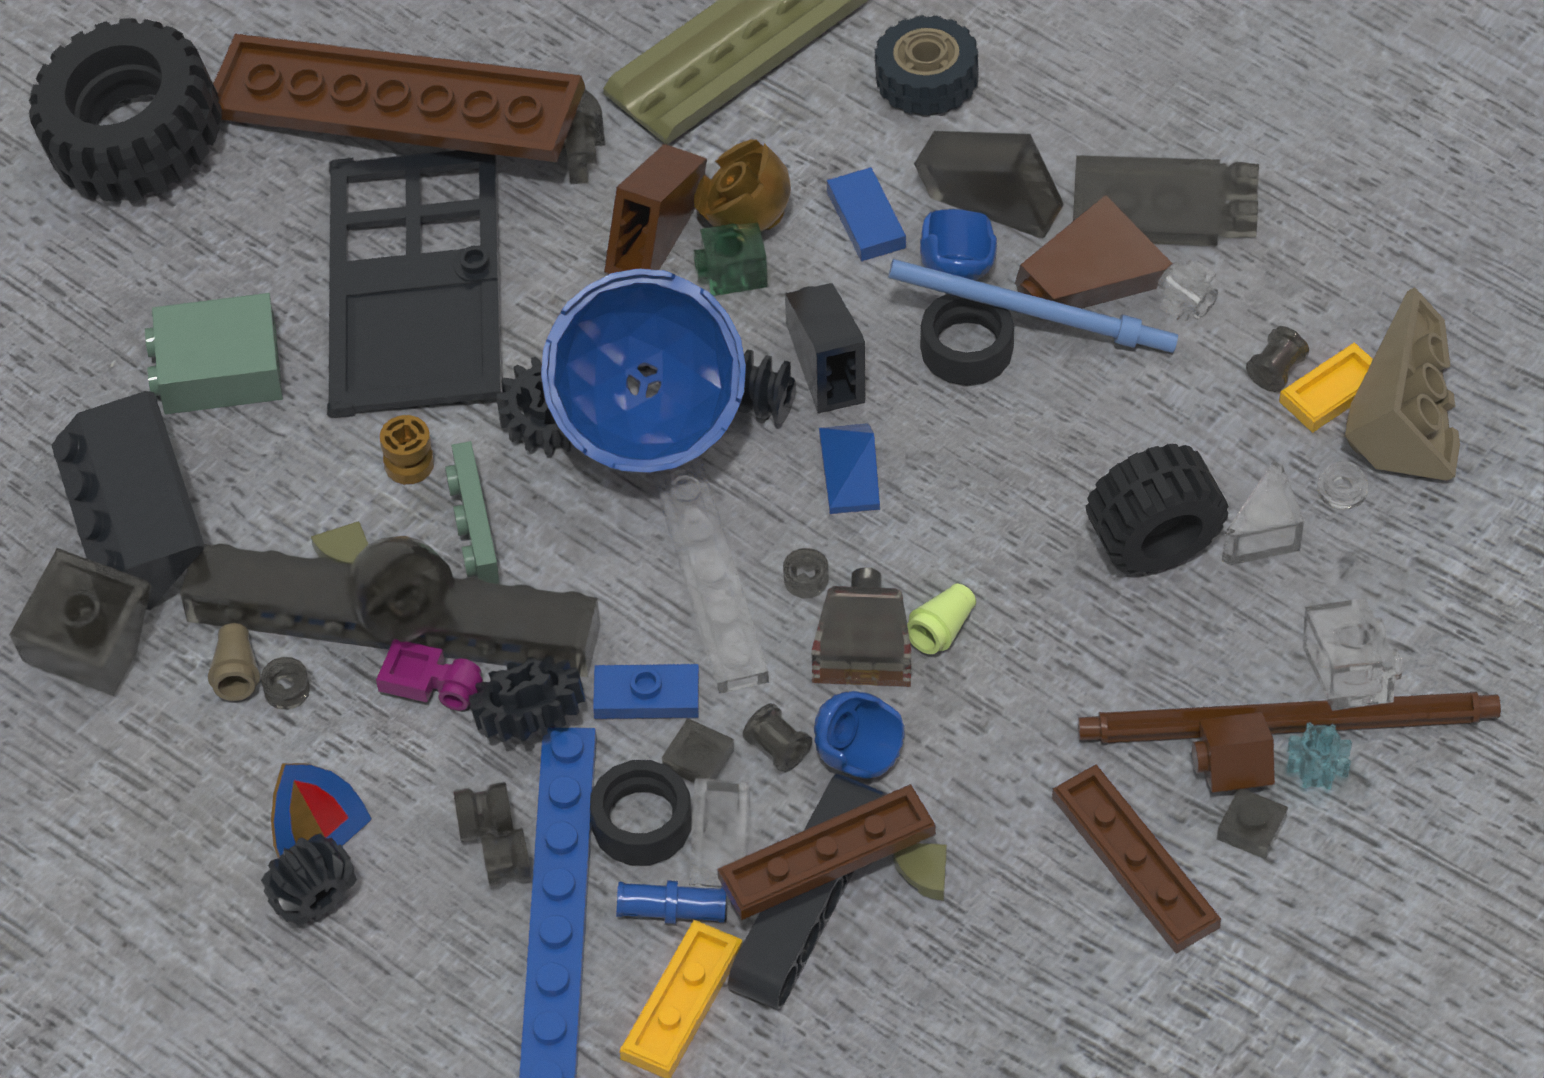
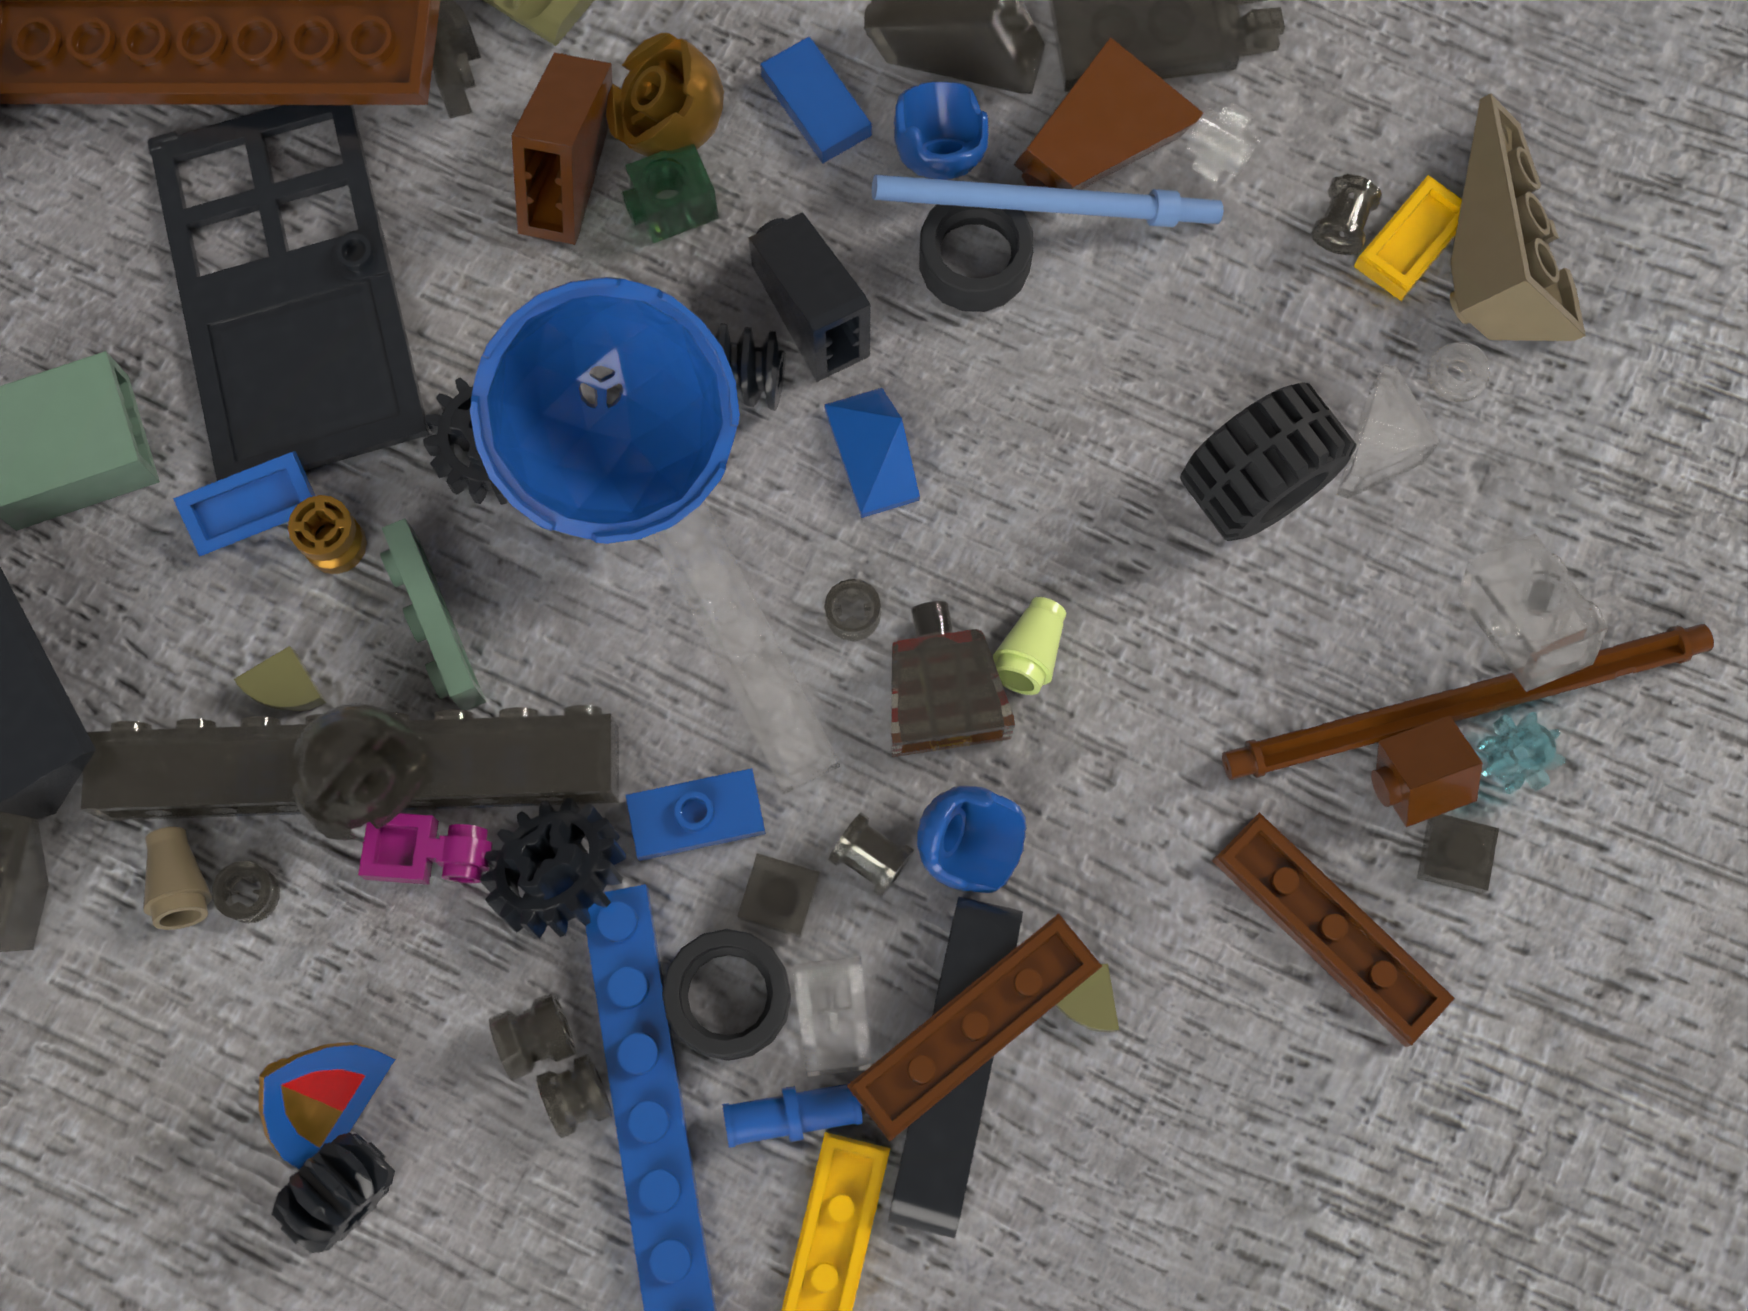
camera: 15 degrees left, 20 degrees up
(345, 418) = (244, 503): none -> blue tile

